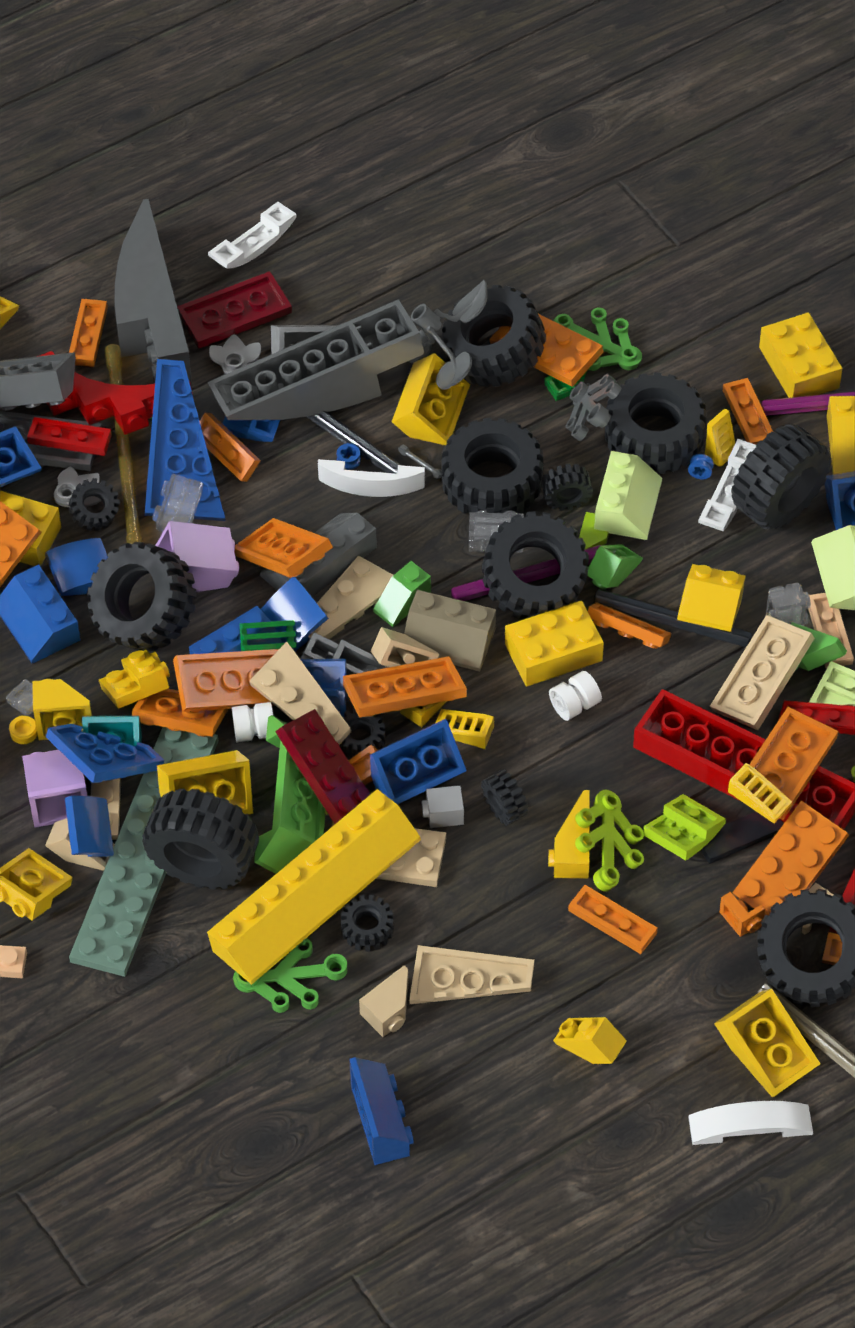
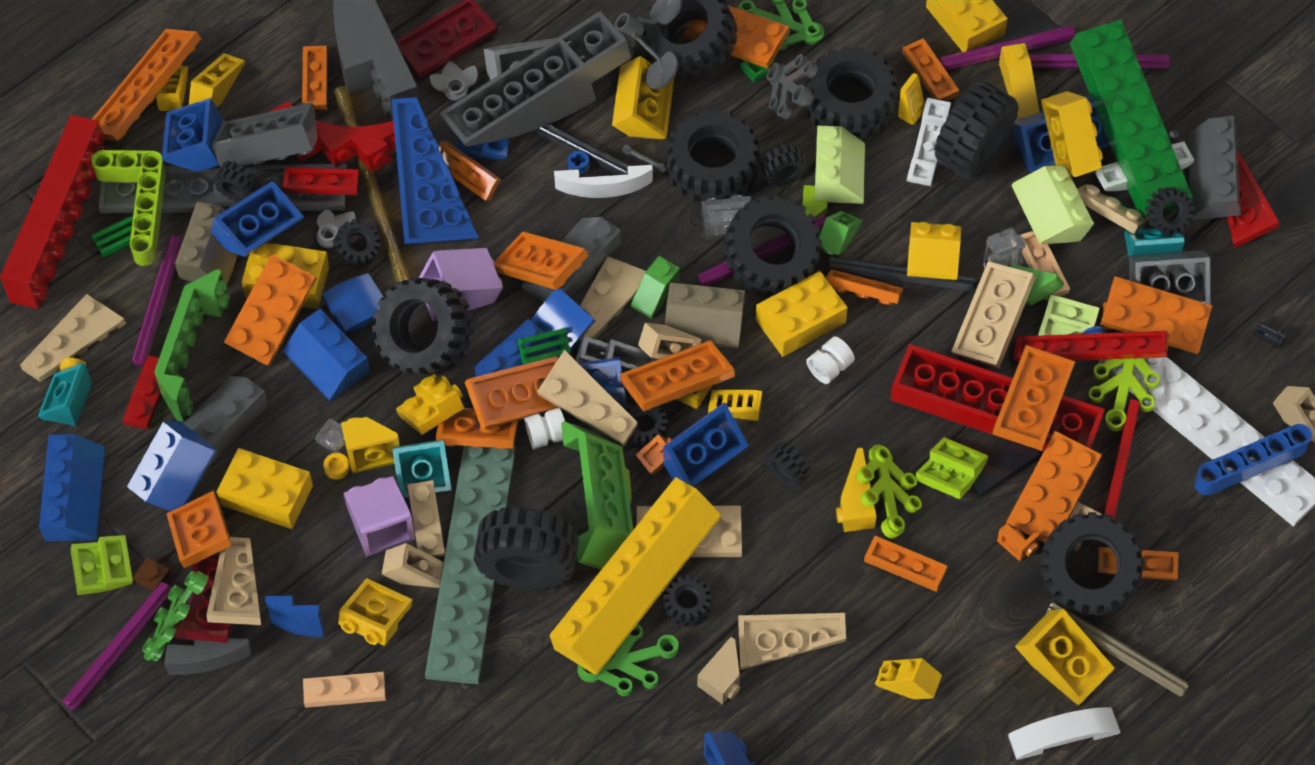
camera: 10 degrees left, 5 degrees up
(89, 826) = (420, 551): blue slope -> none
(102, 755) = (418, 482): blue plate -> none
(179, 501) = (436, 230): clear brick -> none
(221, 774) = (523, 486): yellow slope -> none
(323, 764) = (622, 462): dark red plate -> none
(443, 806) = (734, 482): light grey brick -> none
(701, 466) = (898, 127): blue bush -> none
(757, 780) = (1015, 419): yellow slope -> none

